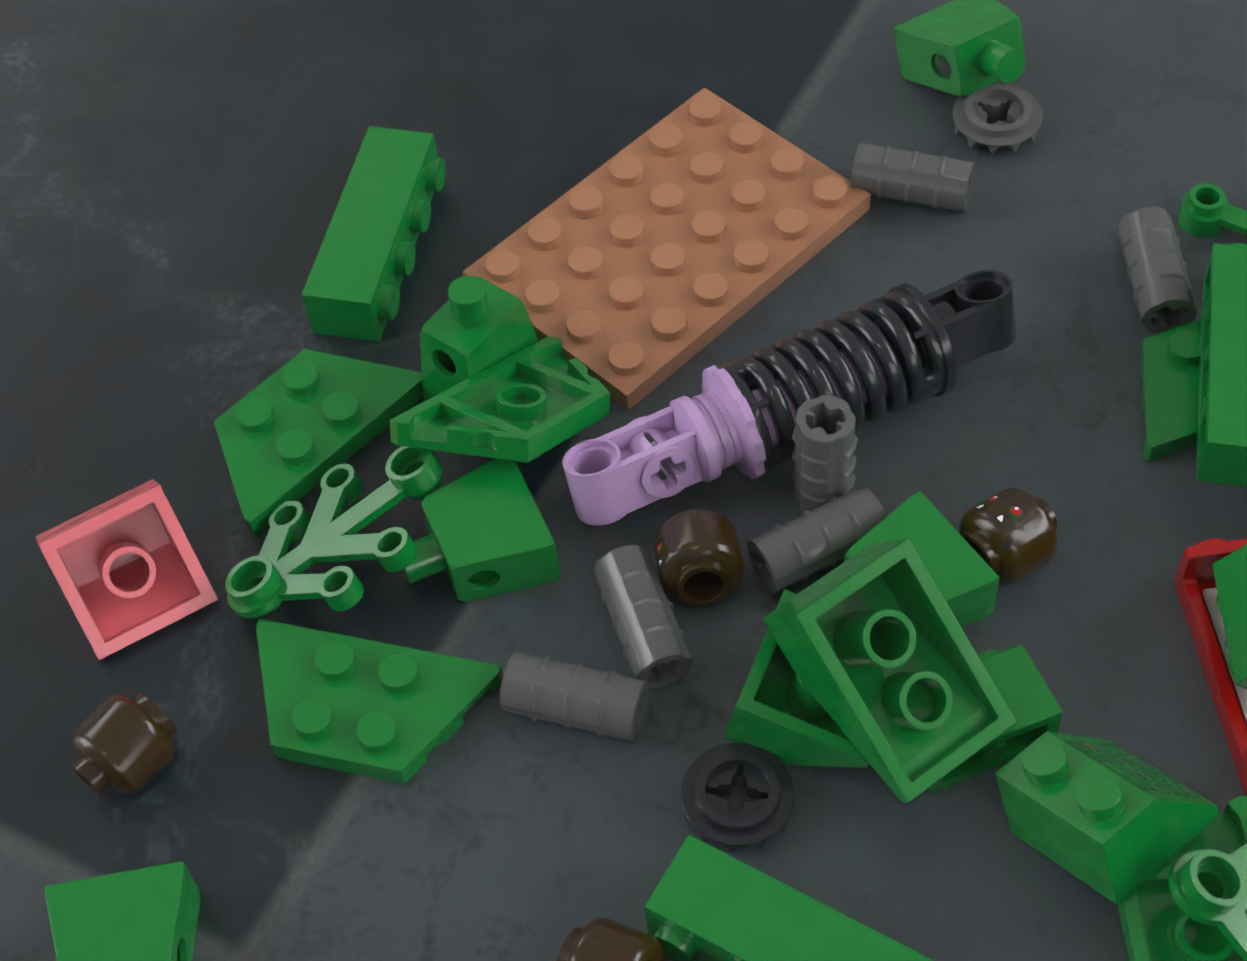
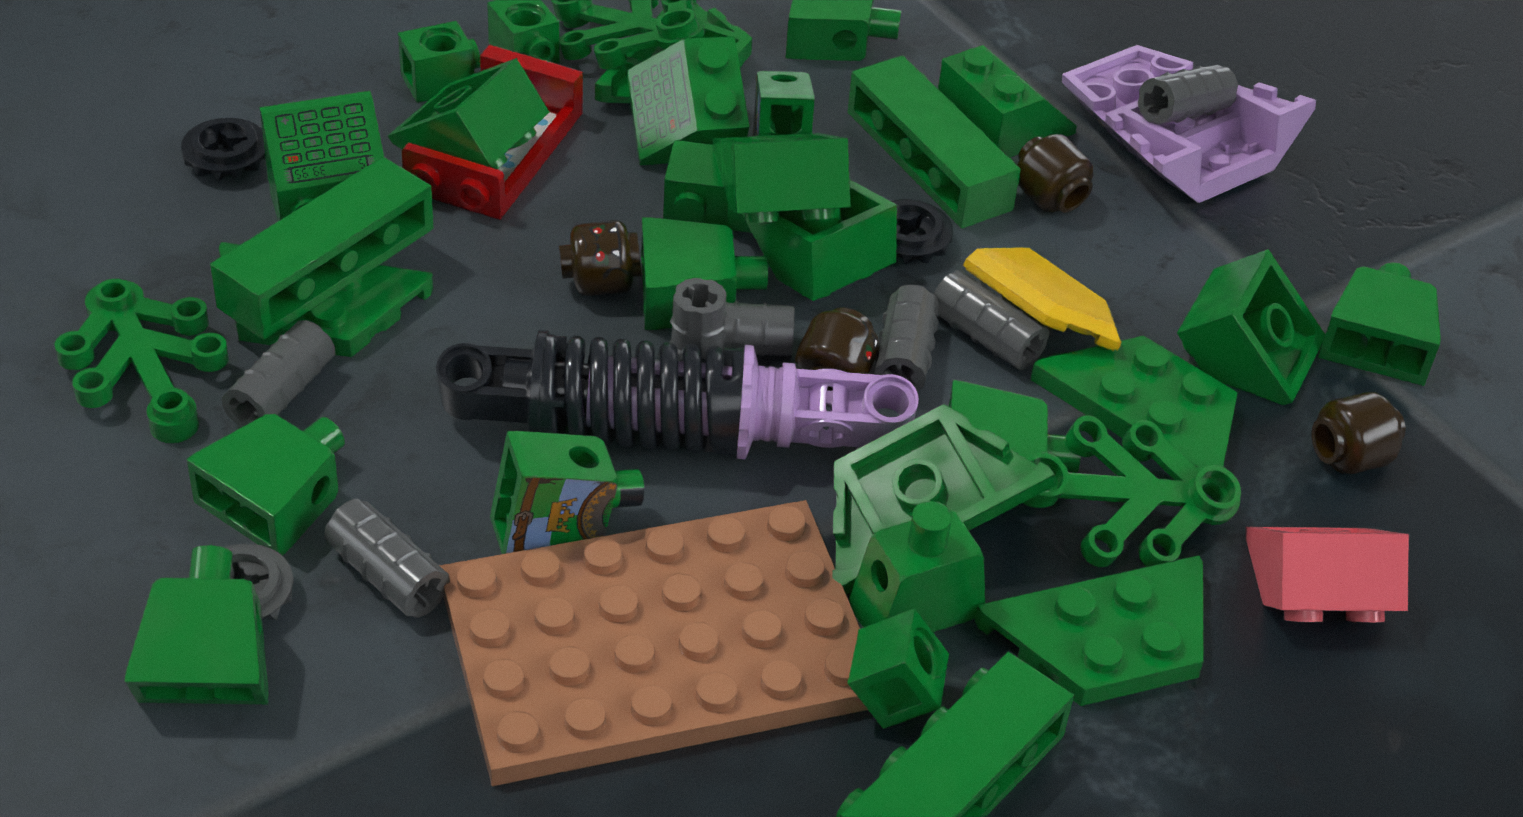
camera: 160 degrees left, 10 degrees down
(280, 837) = (1253, 329): none -> green slope
(449, 251) = (898, 668): none -> green brick
(525, 753) = (1045, 292): none -> yellow tile
(822, 261) = (557, 490): none -> green torso
(981, 840) = (783, 103): none -> green torso
(1058, 183) = (269, 478): none -> green torso

